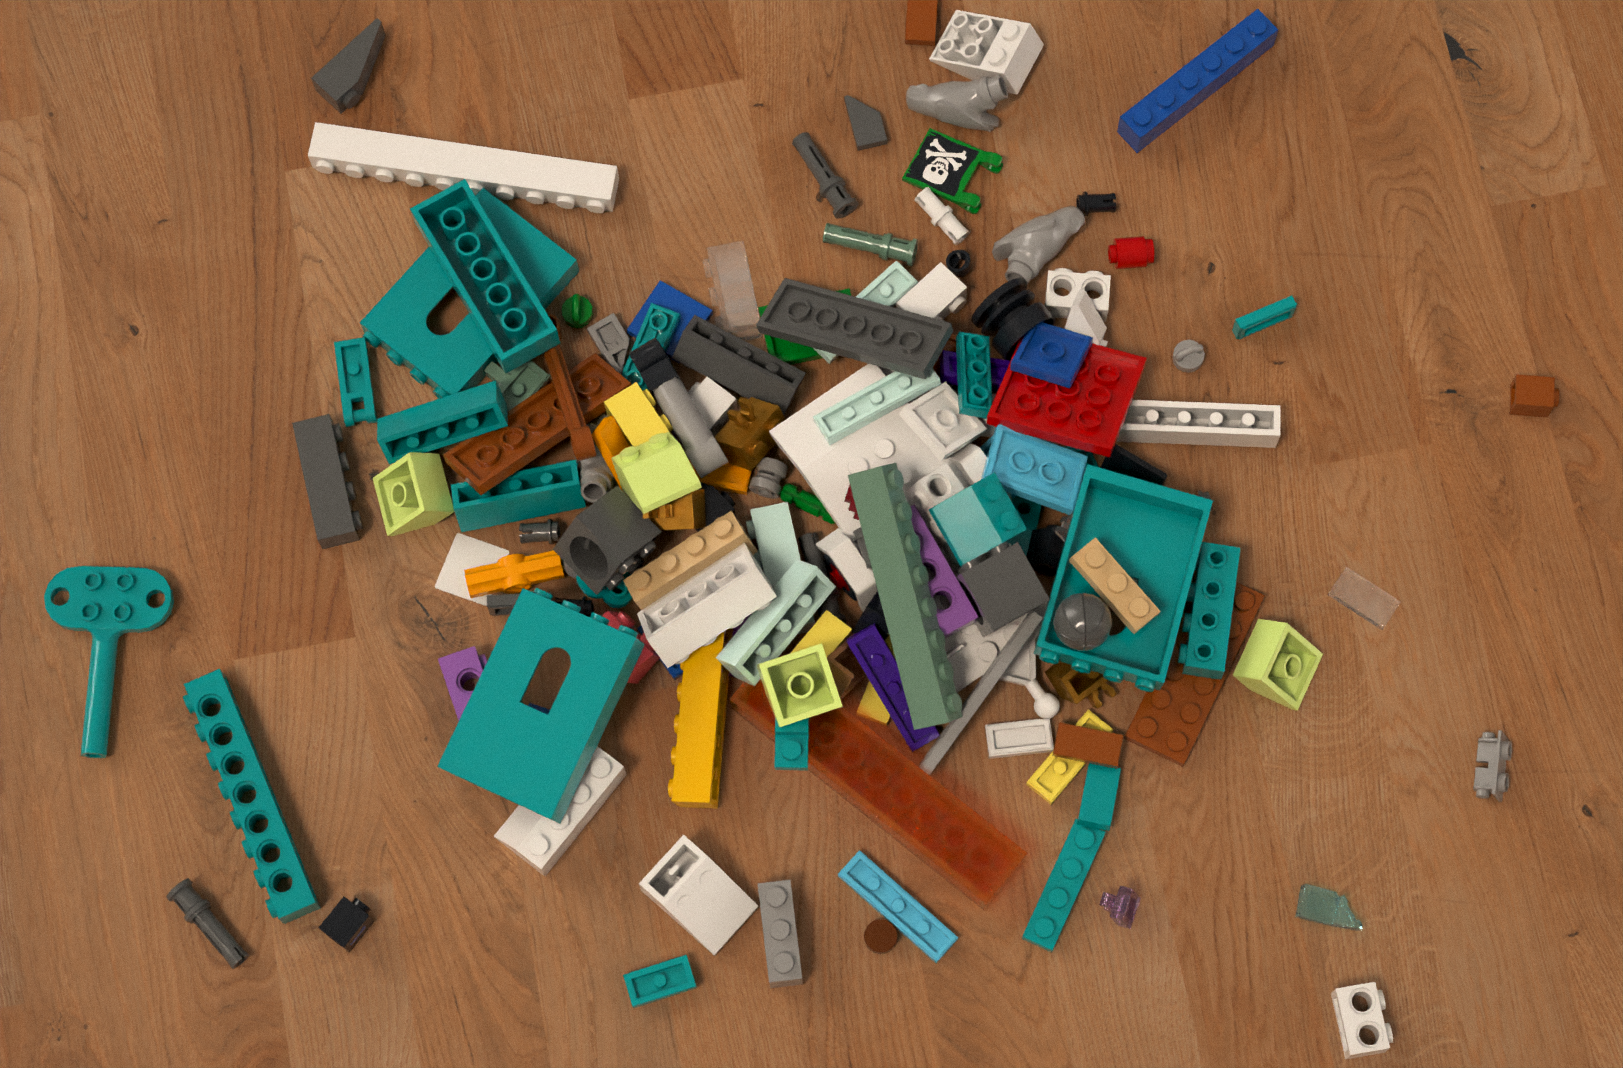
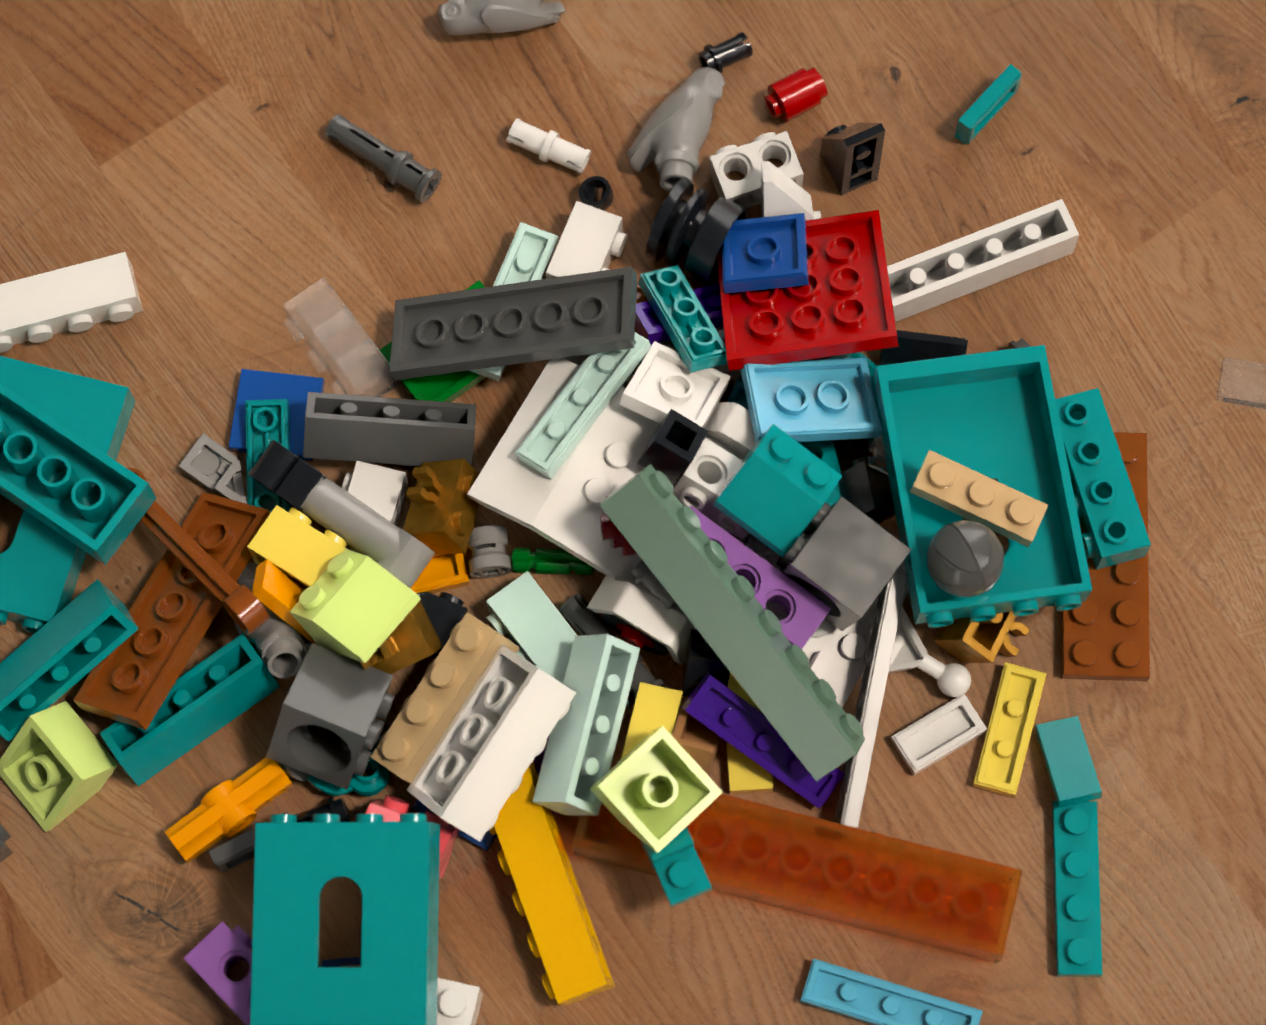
camera: 25 degrees left, 0 degrees up
(463, 555) = (155, 812): white sticker -> none
(518, 383) = (125, 571): sand green hinge -> none
(541, 532) = (238, 742): dark grey pin -> none
(577, 311) = (156, 451): green tile -> none
(865, 124) = (403, 75): dark grey tile -> none
(885, 246) = (496, 211): sand green pin -> none
(920, 458) = (673, 445): none -> black brick
(948, 167) = (529, 86): flag -> none
(1087, 745) = (1027, 706): dark orange tile -> none
(1122, 907) = (1160, 882): tile -> none
(1149, 312) = (853, 154): none -> black slope
(1188, 356) = (920, 188): light grey tile -> none
(1278, 663) = (1200, 507): yellowish green slope -> none

